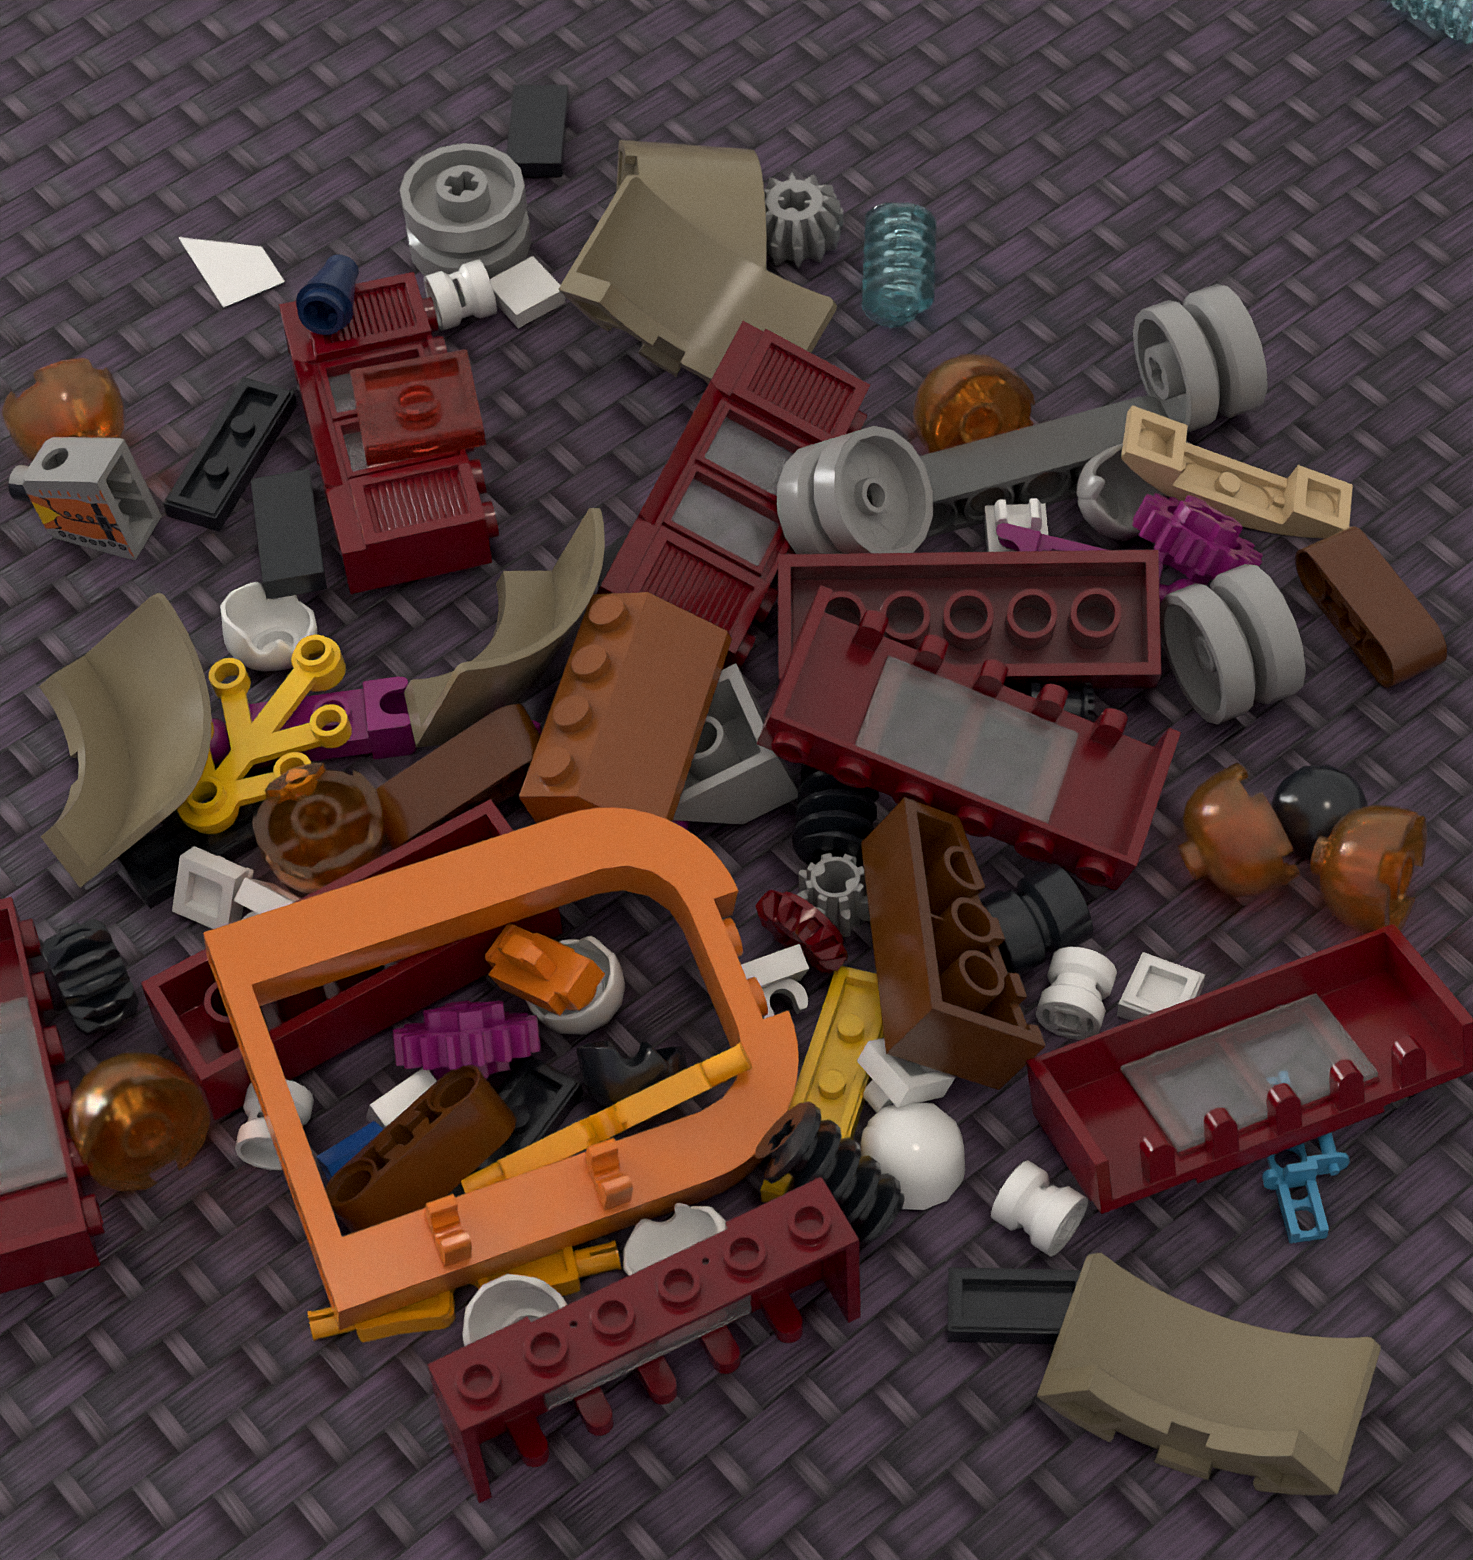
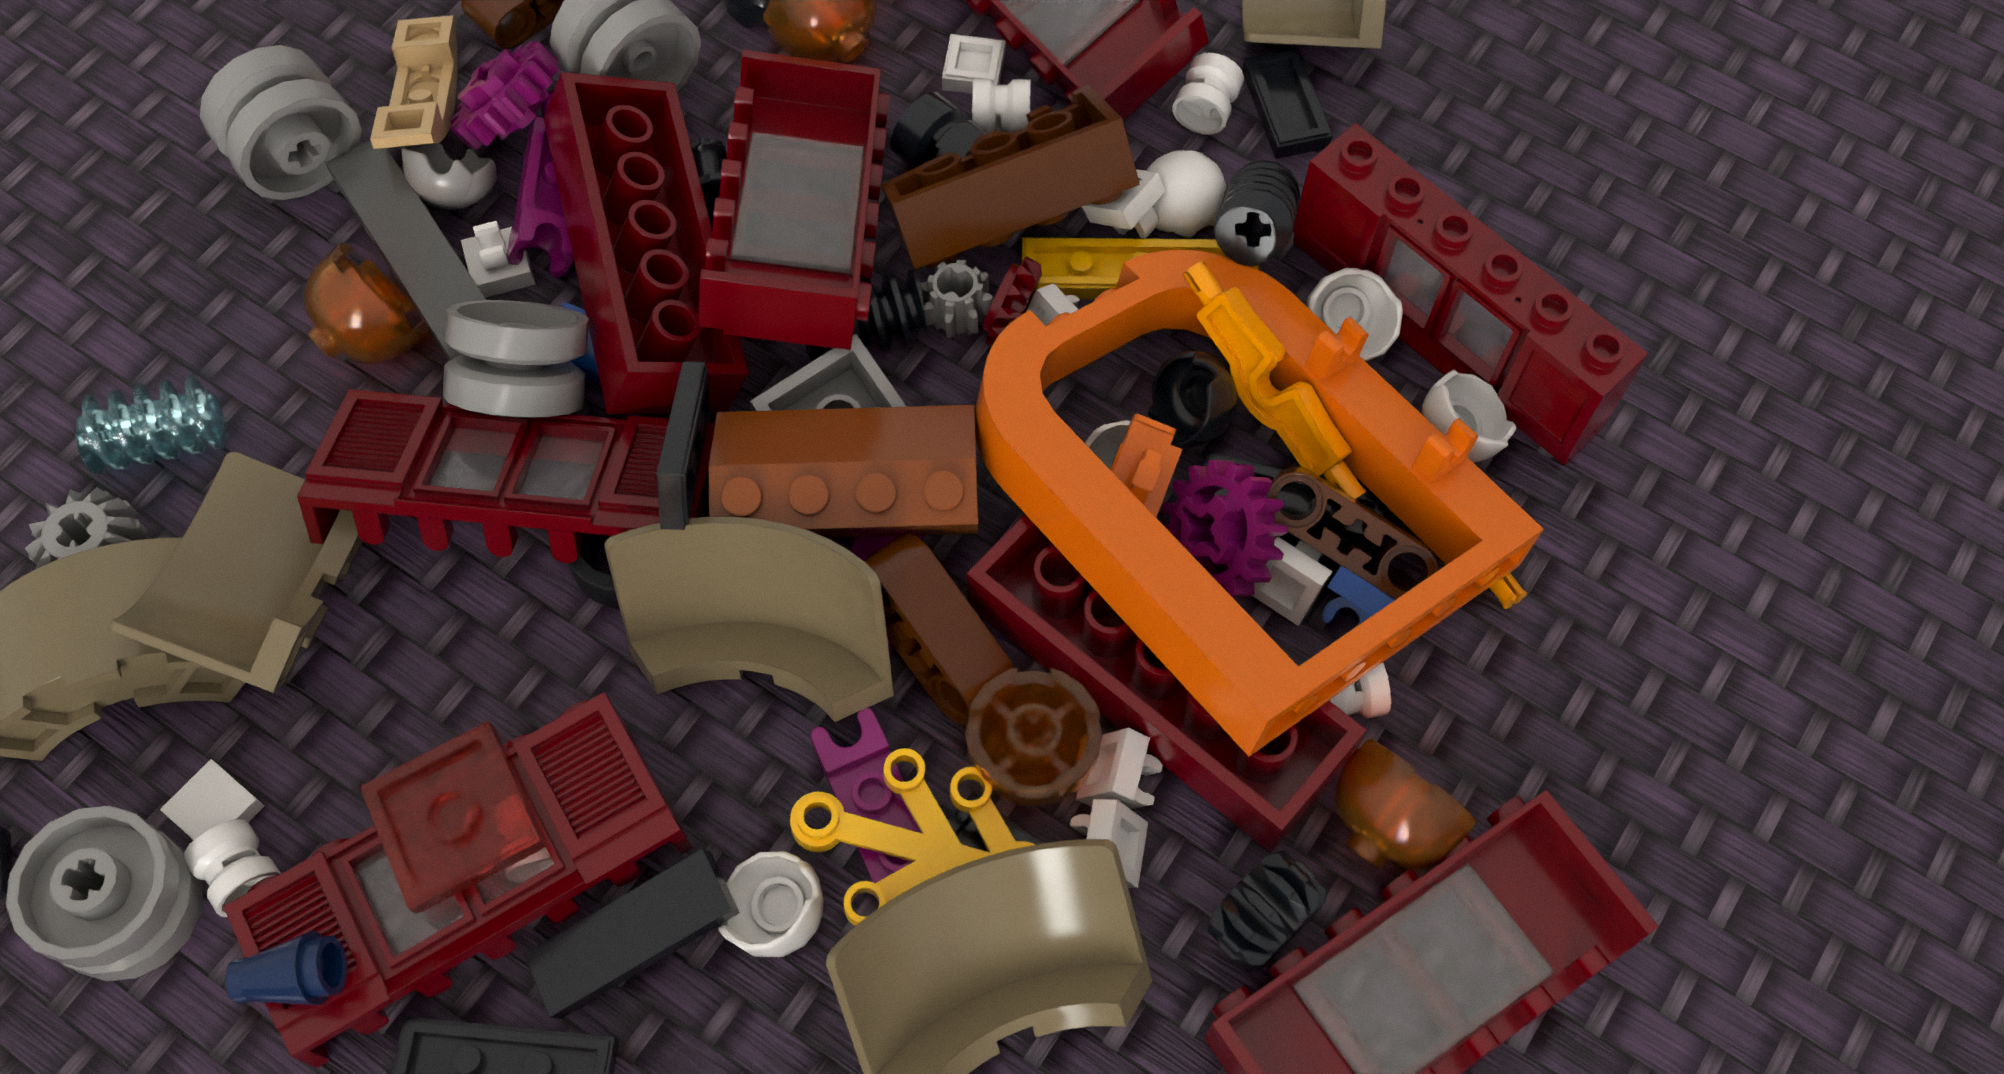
camera: 110 degrees left, 10 degrees up
(683, 581) = (683, 446): none -> black tile

